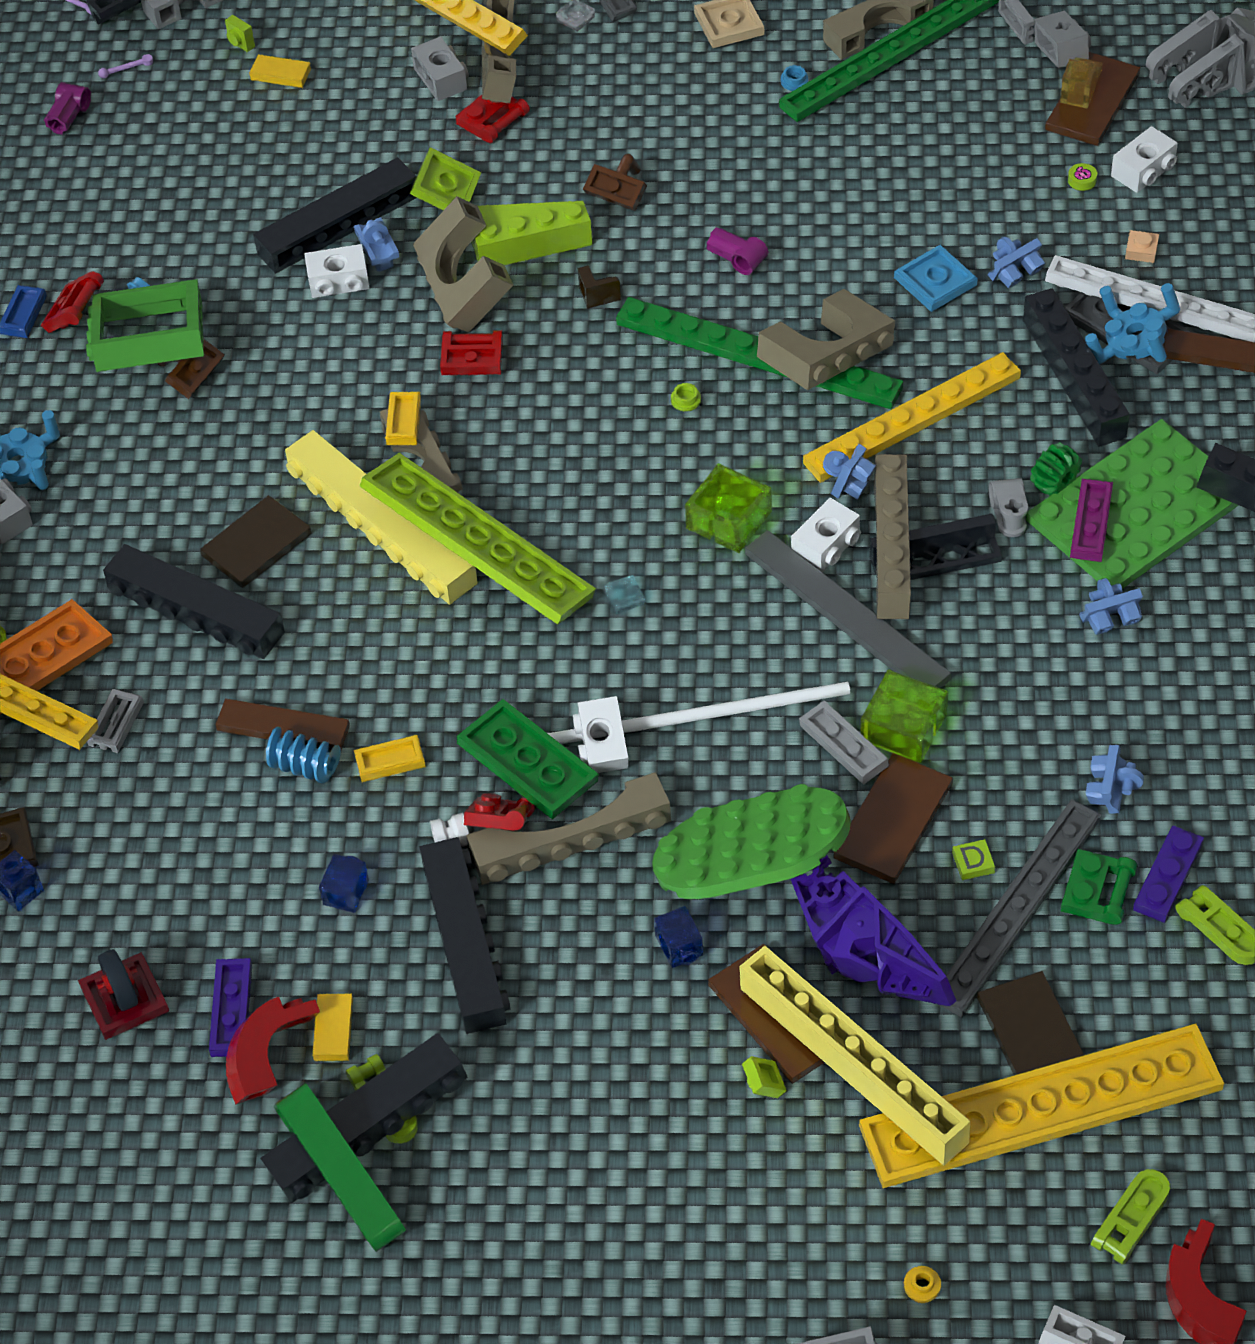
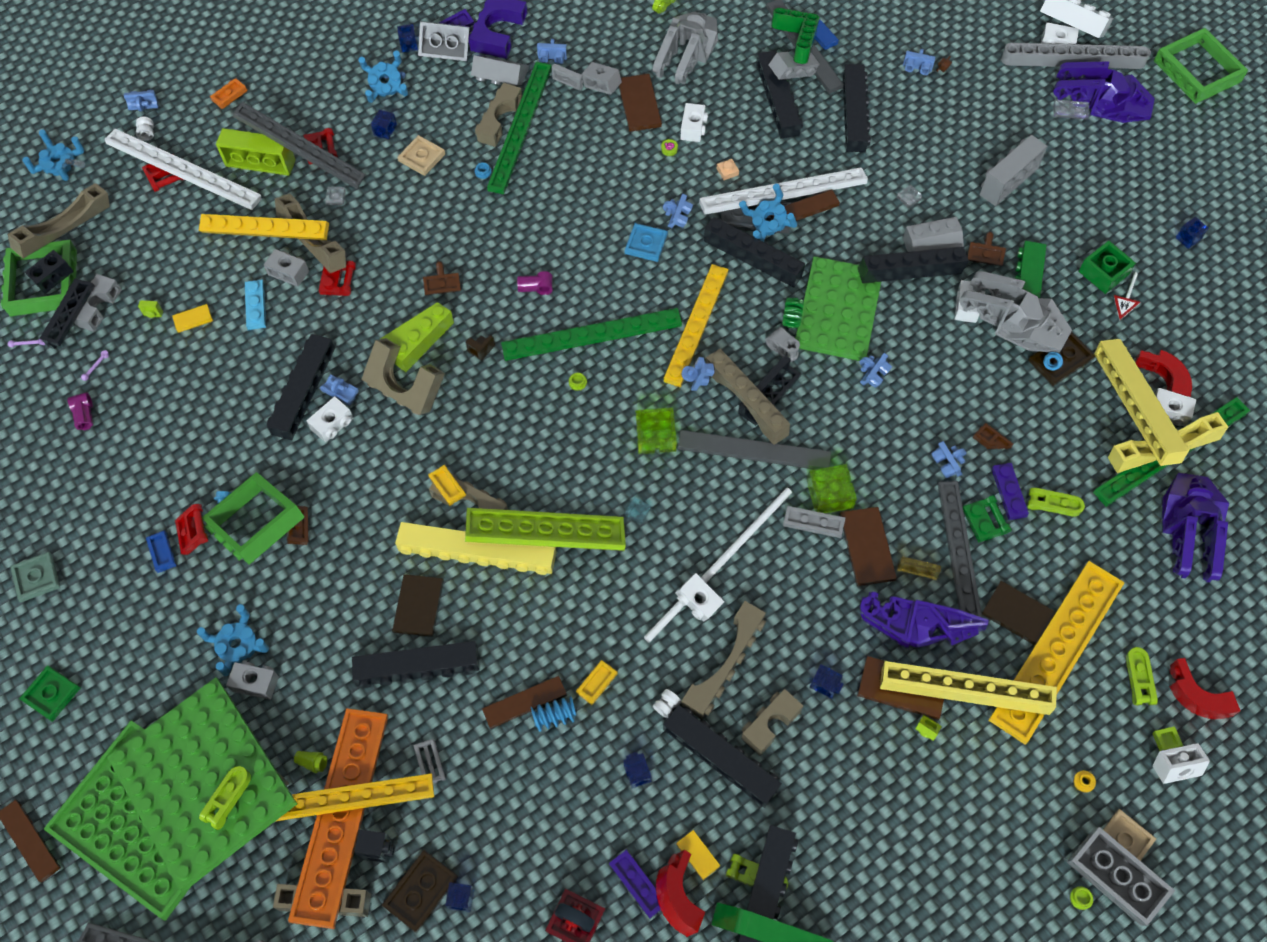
camera: 40 degrees left, 10 degrees up
(367, 94) = (255, 304): none -> medium azure plate
(444, 179) = (349, 333): lime plate -> none
(471, 353) = (447, 426): red plate -> none
(496, 813) = (681, 681): red plate -> none
(527, 759) = (673, 636): green plate -> none
(587, 927) = (782, 707): none -> dark tan arch
(751, 842) = (827, 609): bright green plate -> none
(812, 362) = (631, 325): dark tan arch -> none
(827, 534) = (713, 405): white brick -> none
(937, 883) = (919, 568): none -> clear yellow tile
(973, 859) = (921, 543): lime tile -> none
(1080, 81) = (630, 96): clear yellow arch -> none
(1091, 520) = (830, 329): magenta tile -> none
(1097, 1308) = (1167, 738): none -> lime plate
(1207, 793) = (991, 438): none -> reddish brown tile

